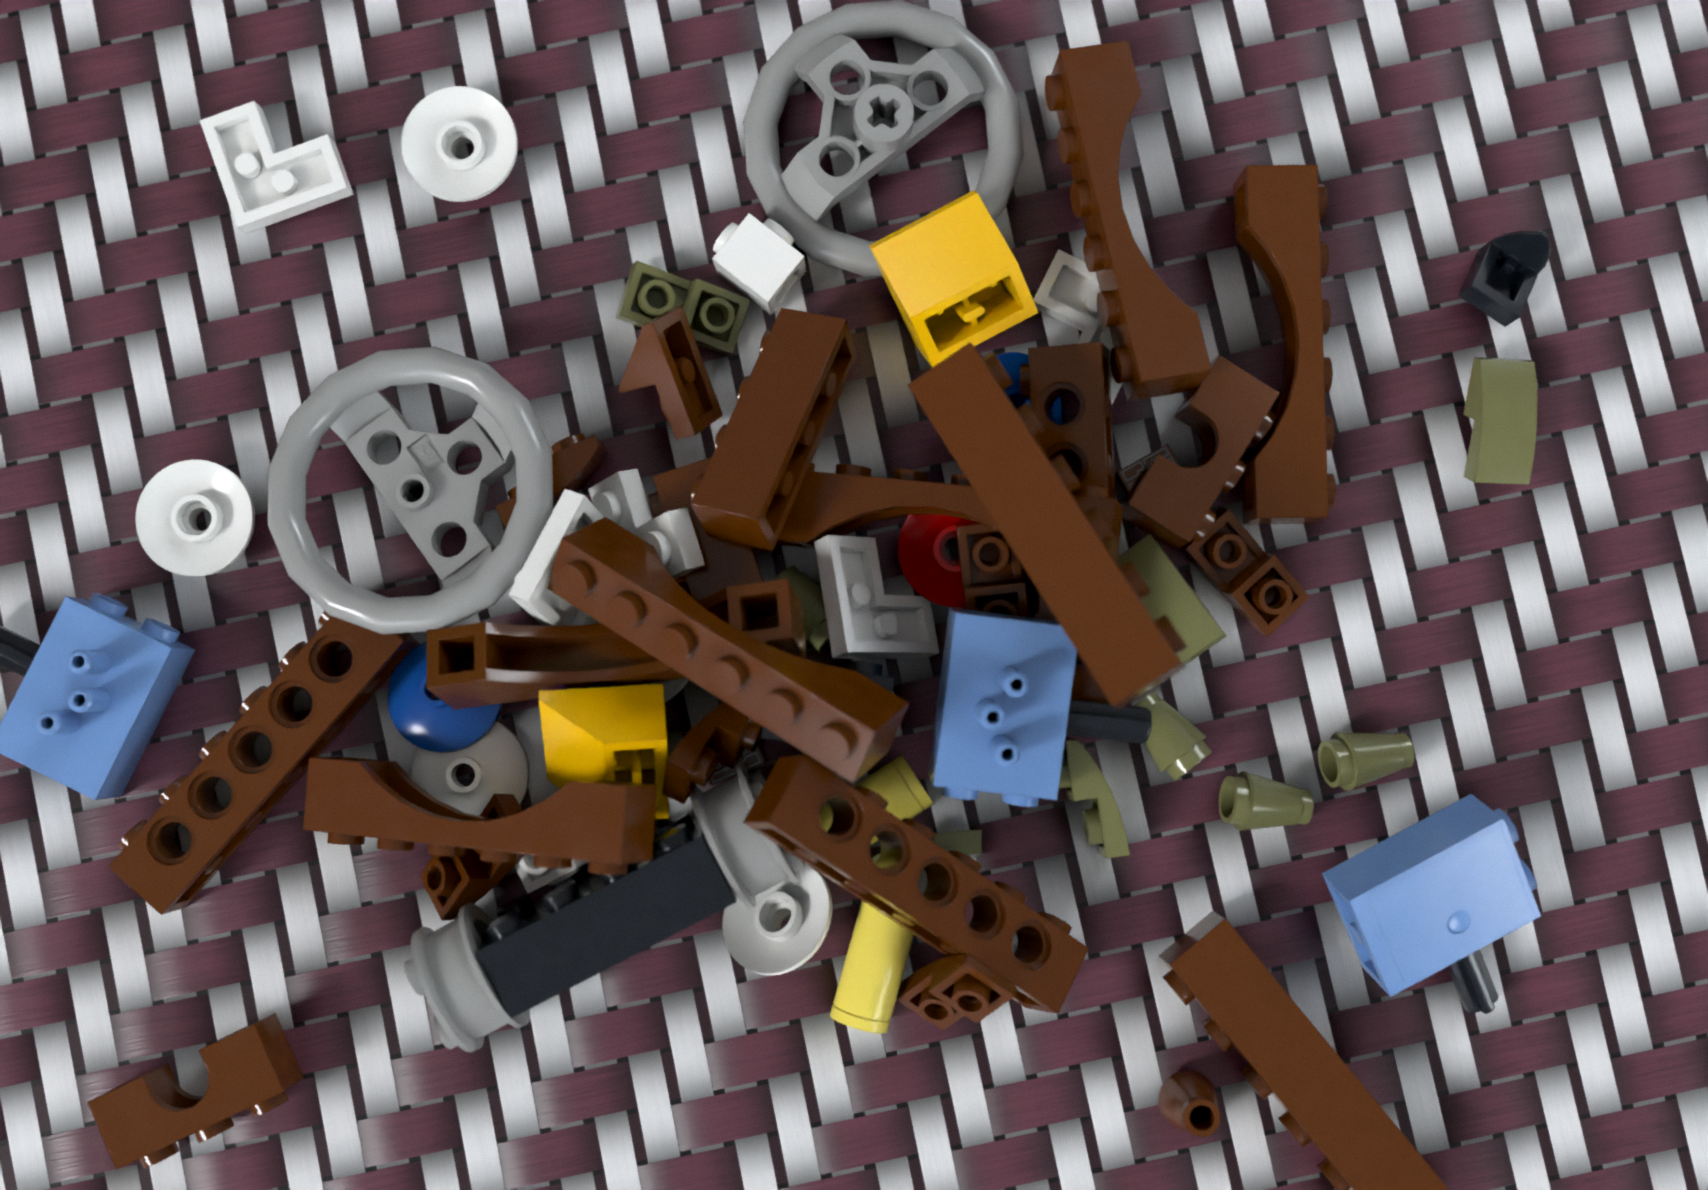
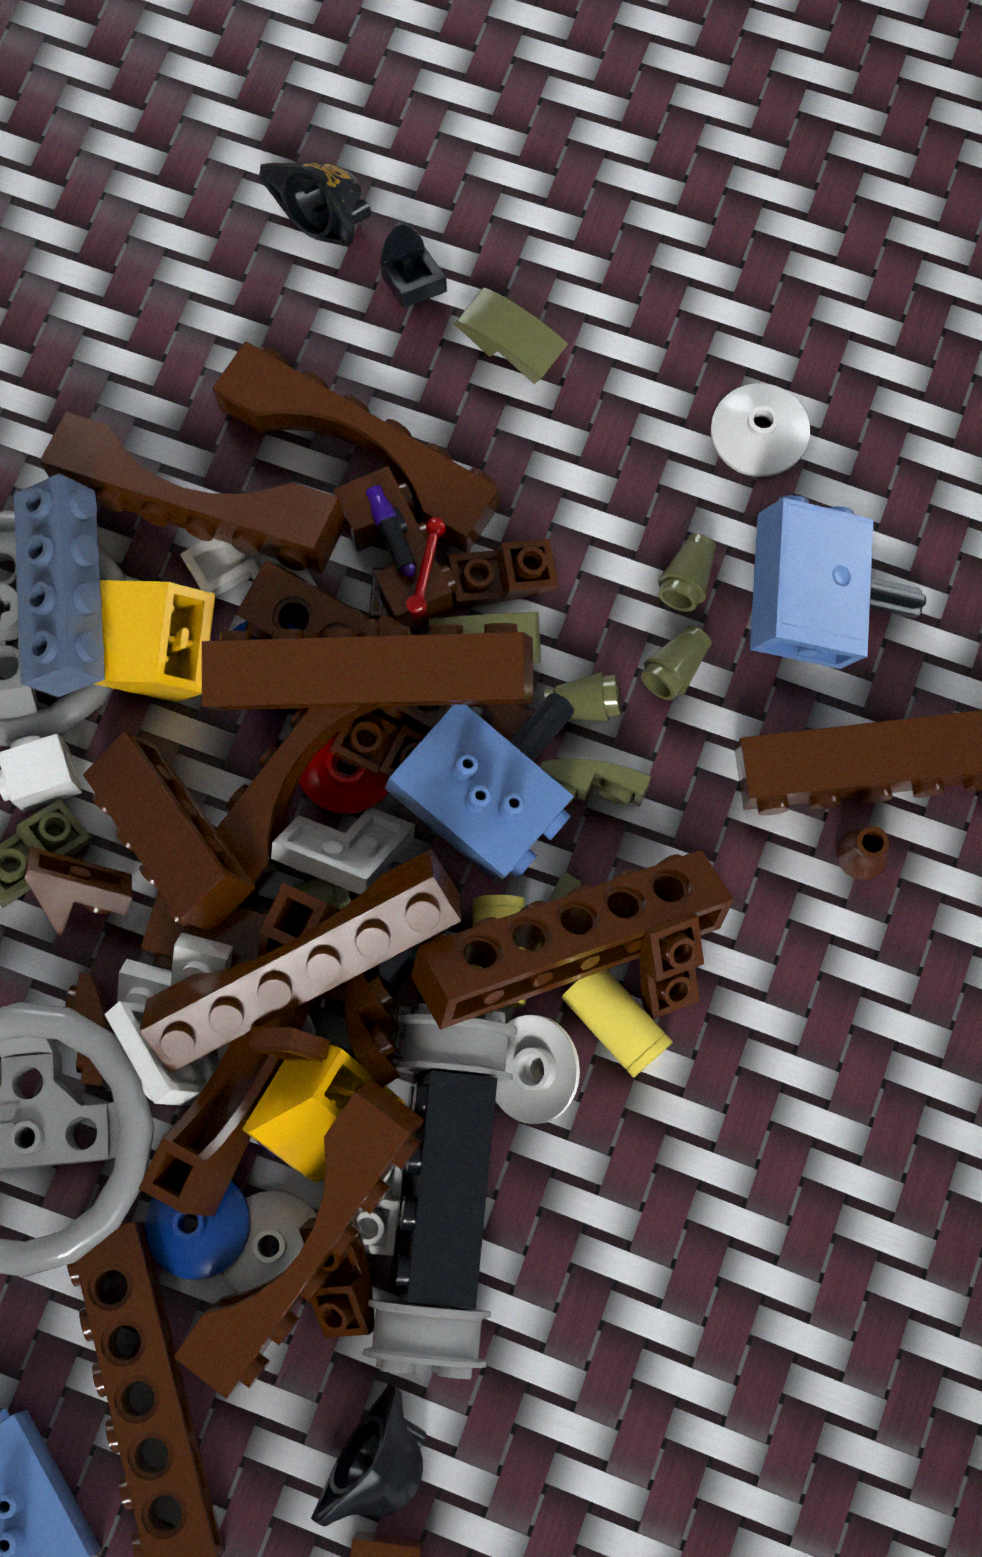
camera: 60 degrees left, 10 degrees down
(331, 998) = (377, 1466): none -> black hat
(639, 686) = (288, 1043): none -> reddish brown tile
(945, 157) = (58, 586): none -> sand blue brick
(1154, 516) = (416, 604): none -> red hinge
(1215, 443) = (392, 527): none -> piece
(1519, 132) = (317, 198): none -> black hat
(1538, 726) = (757, 449): none -> white dish

